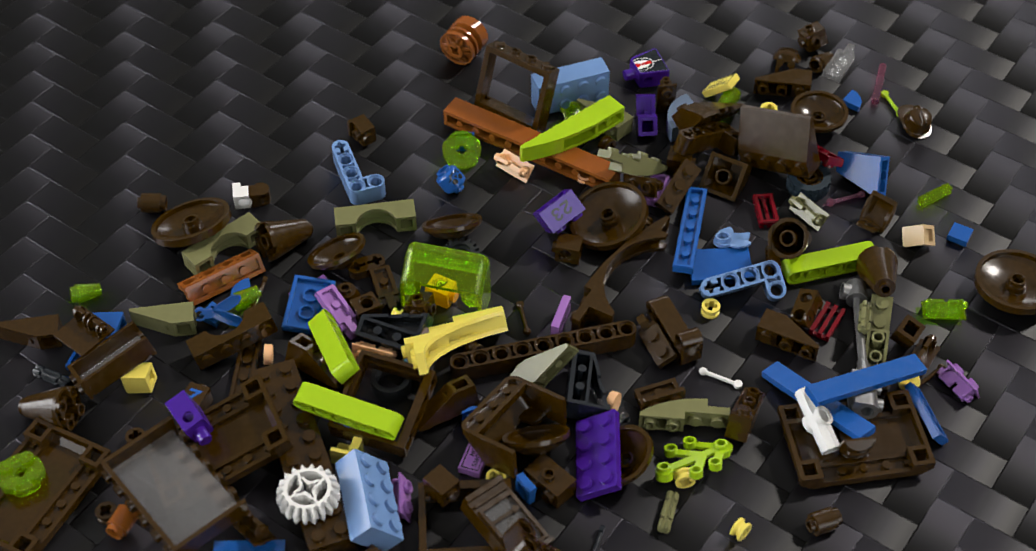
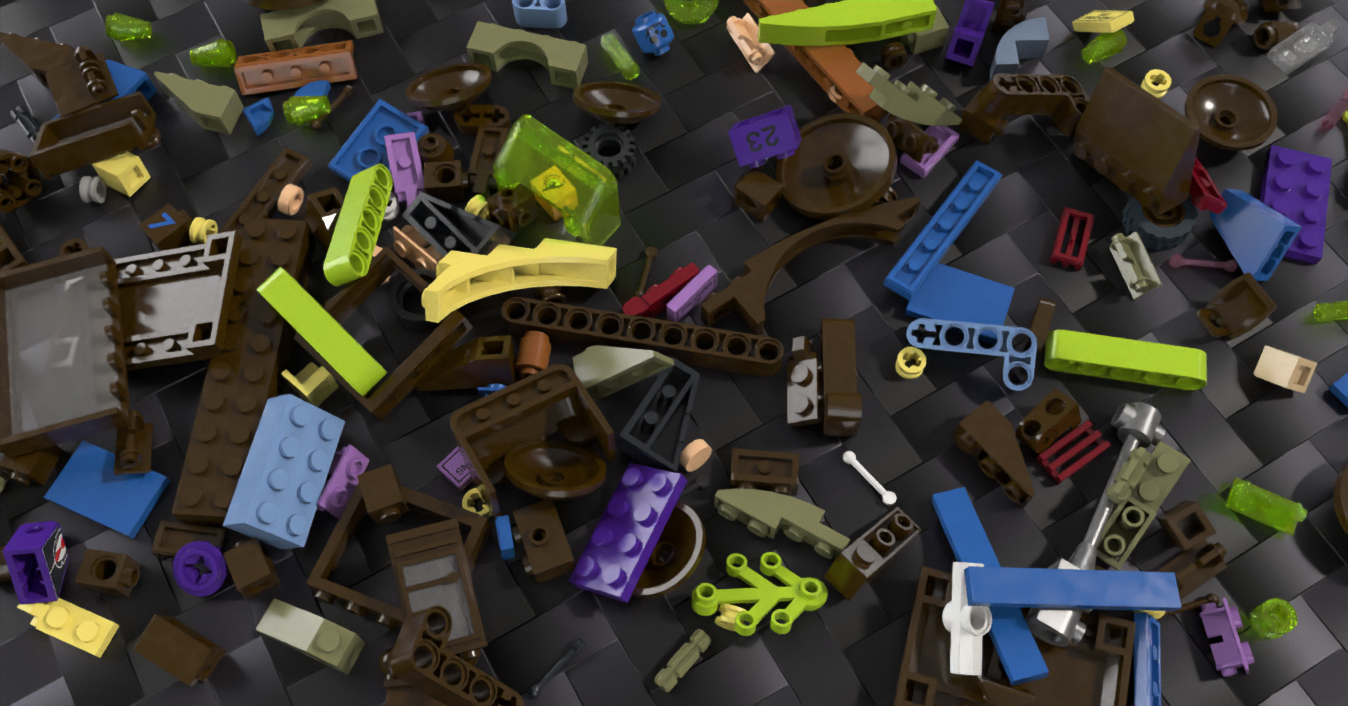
camera: 25 degrees right, 15 degrees up
(125, 396) = (92, 189): none -> light grey bush
(159, 287) = (216, 53): none -> clear neon green cone
(194, 422) = (125, 258): dark purple torso -> none
(210, 348) = (288, 154): dark brown arch -> none
(219, 393) = (200, 229): none -> light yellow bush
(220, 311) = (264, 116): blue piece -> none
(281, 236) = (397, 38): dark brown cone -> none
(306, 504) = (212, 441): white gear -> none
(434, 200) = (619, 56): none -> clear neon green axle
(483, 383) = (532, 353): none -> dark orange brick
(543, 324) = (660, 295): none -> dark red hinge
(677, 187) = (958, 156): dark brown plate -> none
(703, 112) = (1052, 57): dark brown wedge -> none
(725, 176) = (1038, 164): dark brown slope -> none
(728, 238) = (997, 266): medium blue plate -> none
(784, 83) = (1202, 50): dark brown slope -> none
(789, 238) = (1076, 304): dark brown cone -> none
(853, 101) = (1293, 111): blue tile -> none
(878, 139) = (1299, 189): none -> dark purple plate
(878, 269) = (1190, 408): dark brown cone -> none
(977, 363) = (1266, 624): none -> clear neon green wheel

